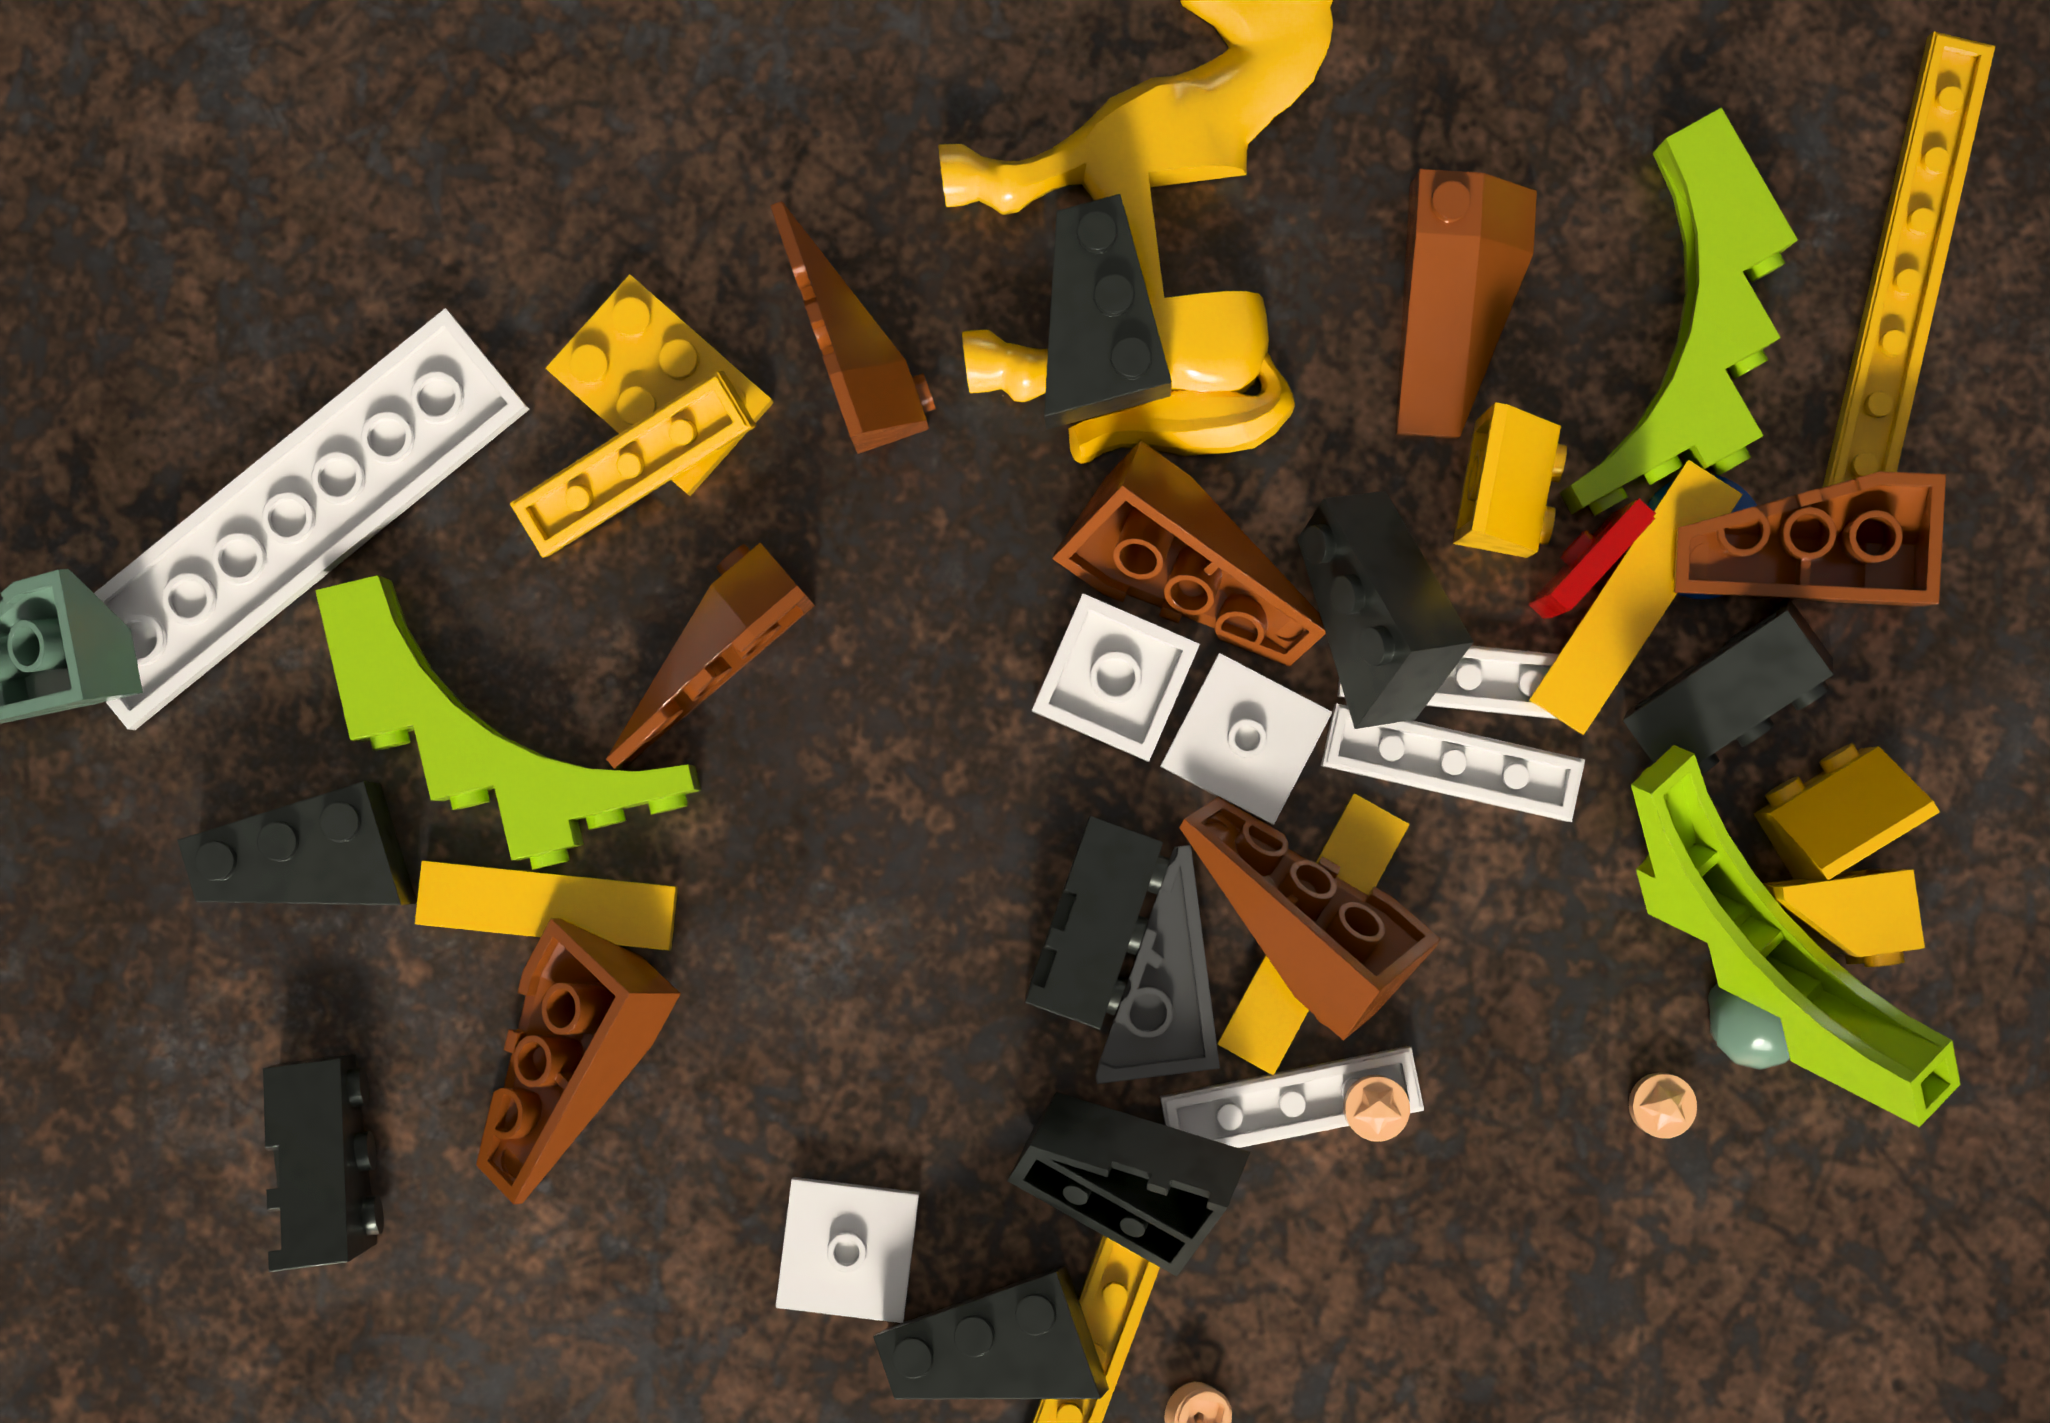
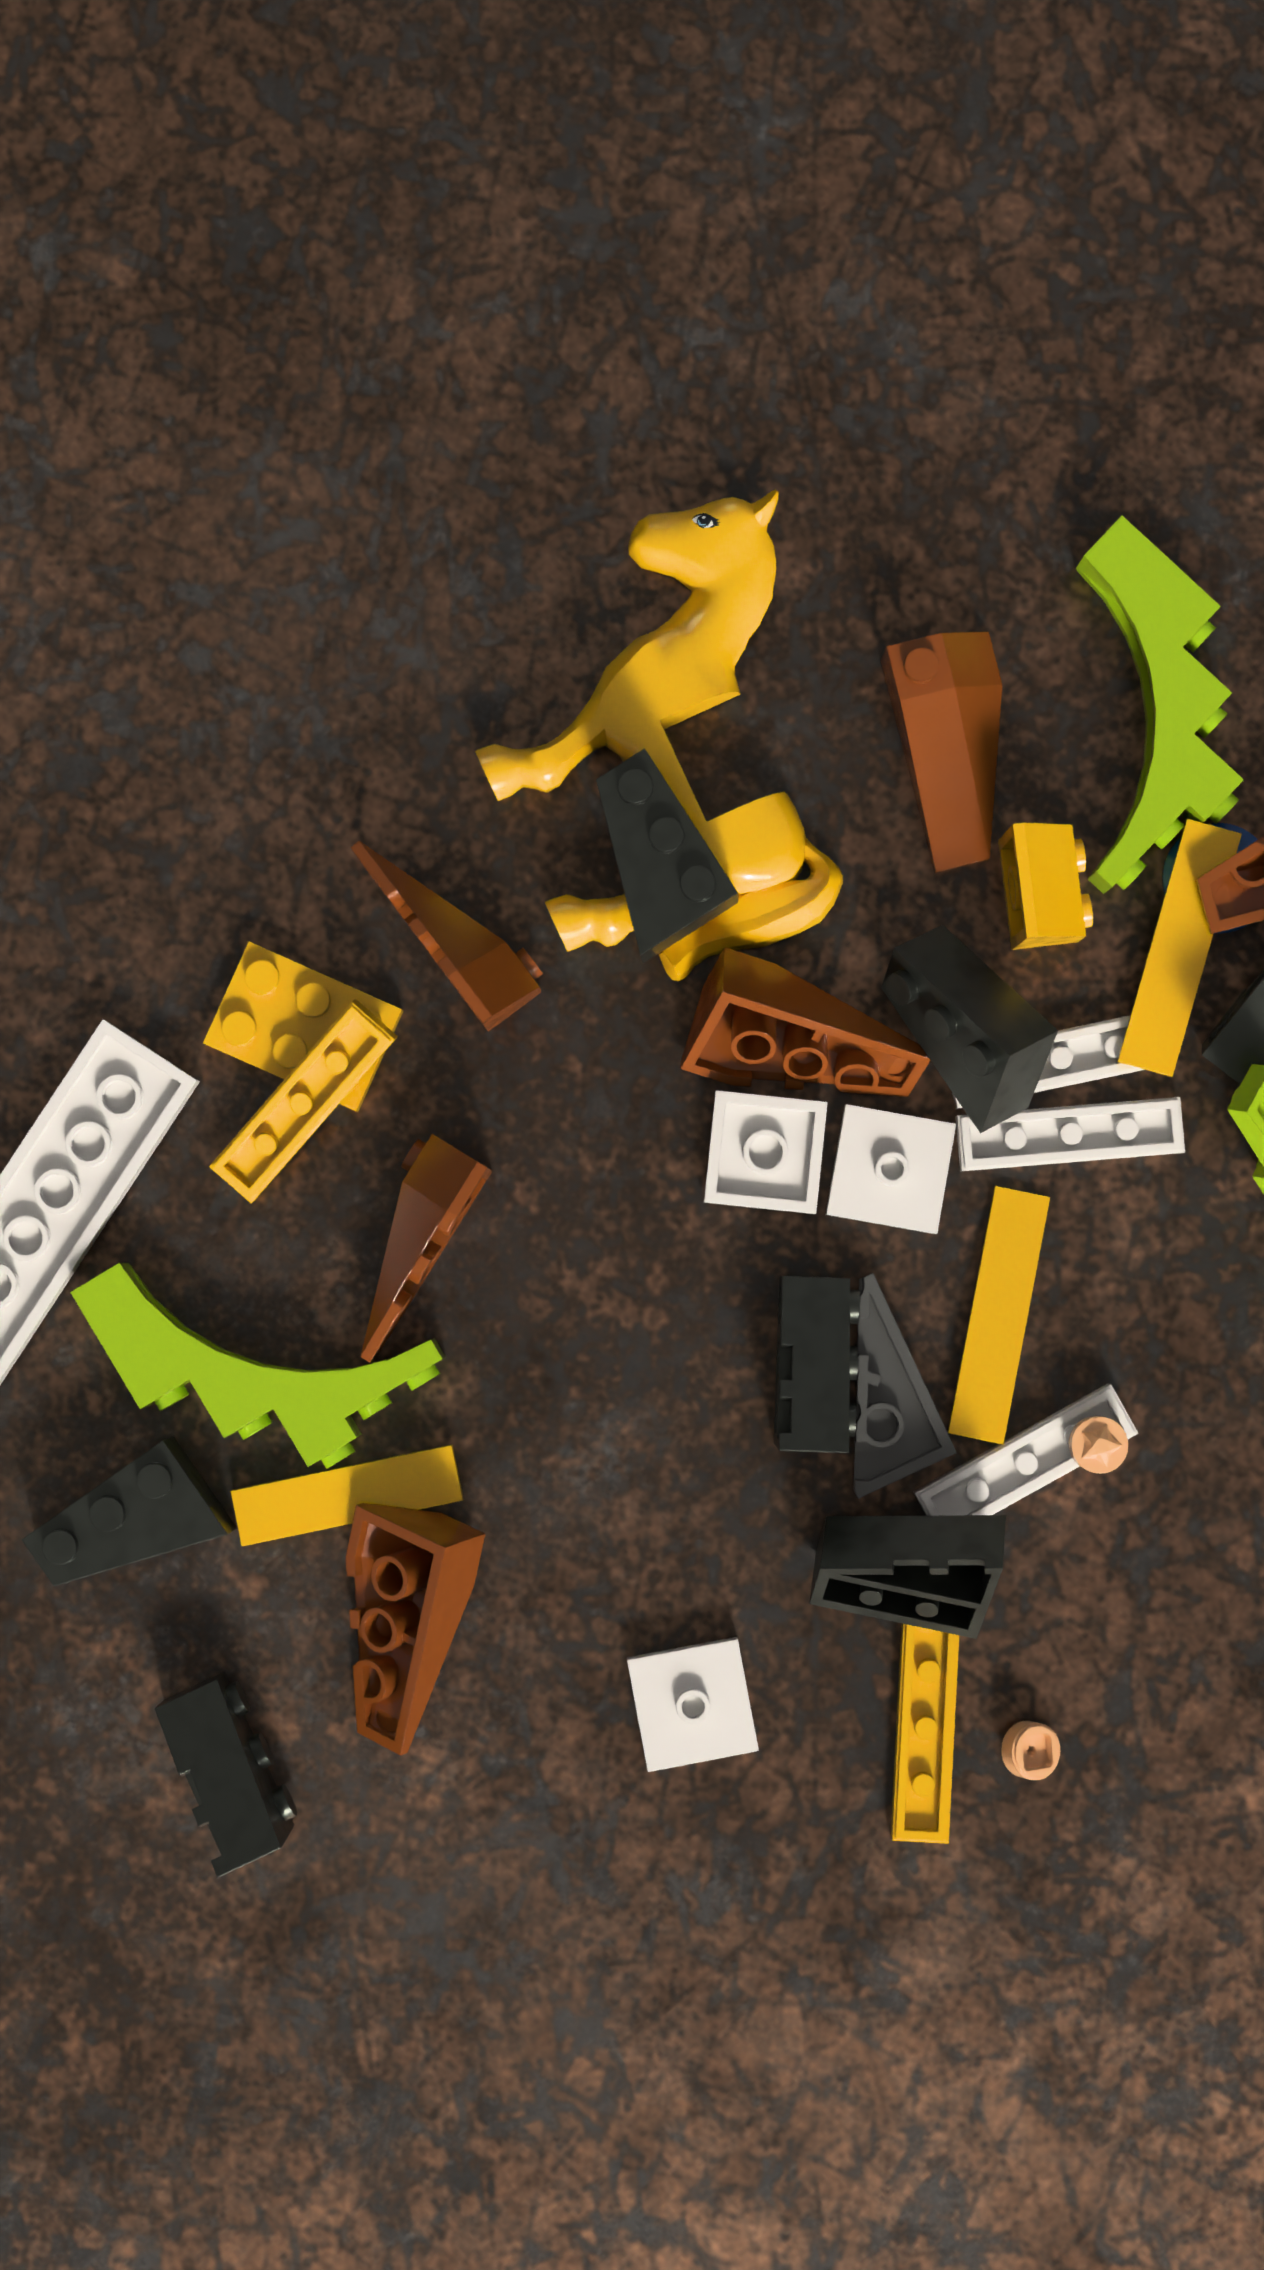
camera: 20 degrees left, 0 degrees up
(998, 1345) = (844, 1745): pearl dark grey wedge -> none
(1323, 936) = (1007, 1313): dark orange wedge -> none
(1591, 558) = (1133, 927): red plate -> none

